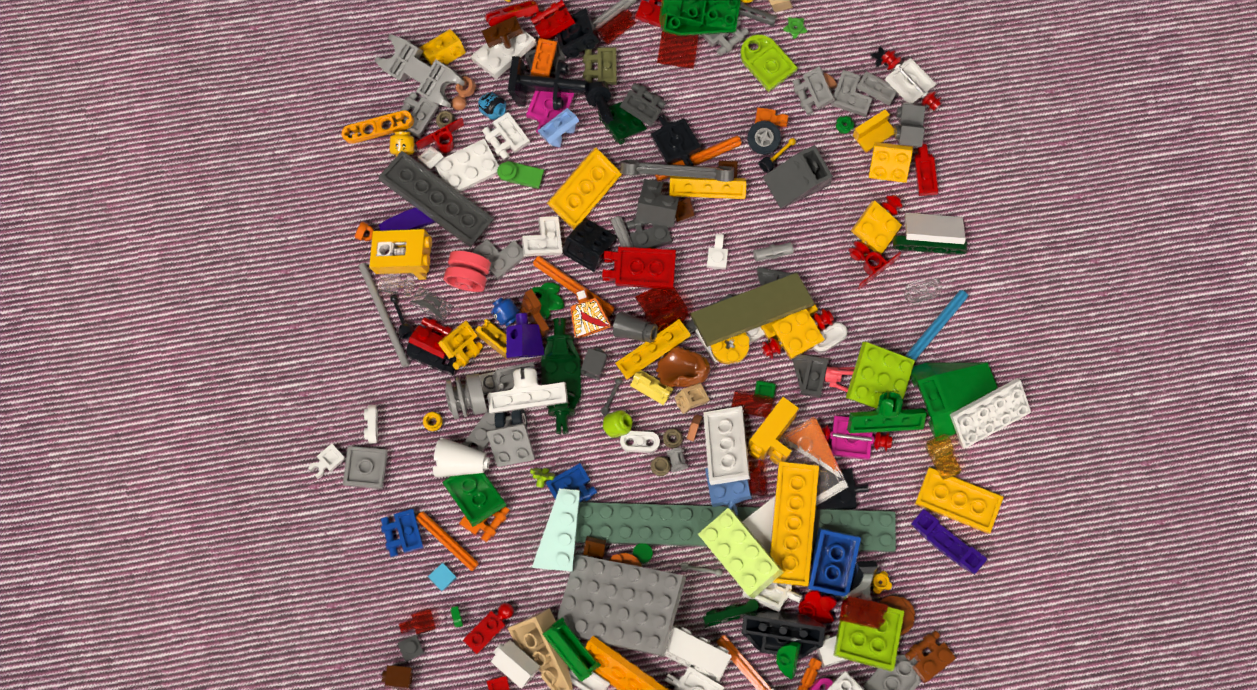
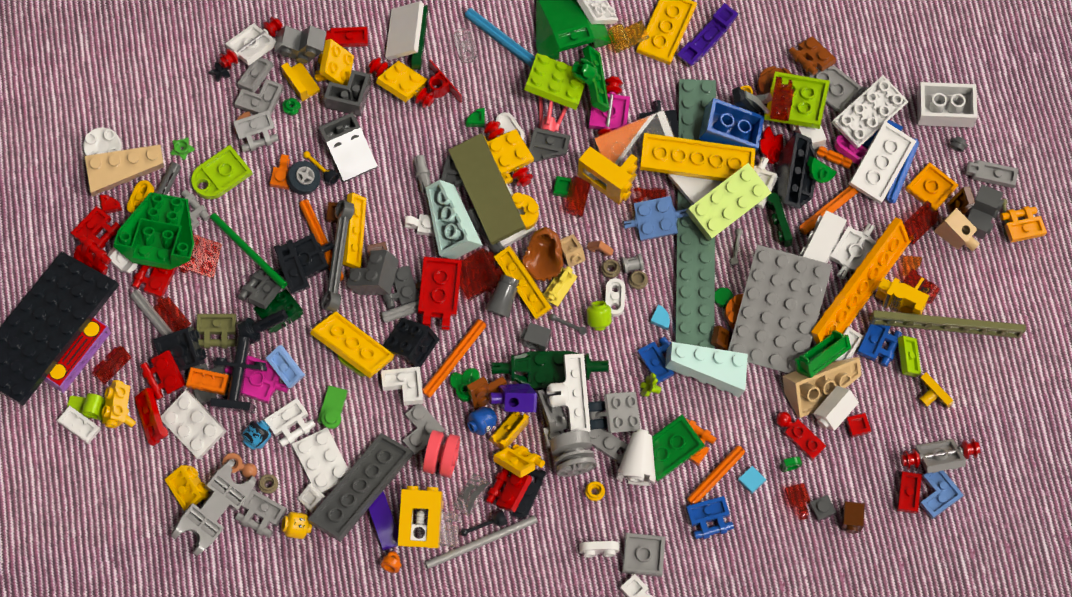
camera: 90 degrees left, 5 degrees down
(377, 123) = (273, 550): light orange beam -> none
(440, 135) = (285, 481): red piece -> none
(502, 32) = (175, 422): reddish brown plate -> none
(588, 316) = (489, 340): torso -> none
(618, 488) = (661, 318): none -> medium azure tile
(663, 127) = (292, 267): none -> black plate
(684, 88) = (248, 250): none -> green piece
(718, 276) = (451, 222): none -> light aqua wedge
(726, 445) = (621, 216): white plate -> none
(839, 304) = (476, 119): none -> green tile
(855, 180) = (349, 97): none -> dark grey brick

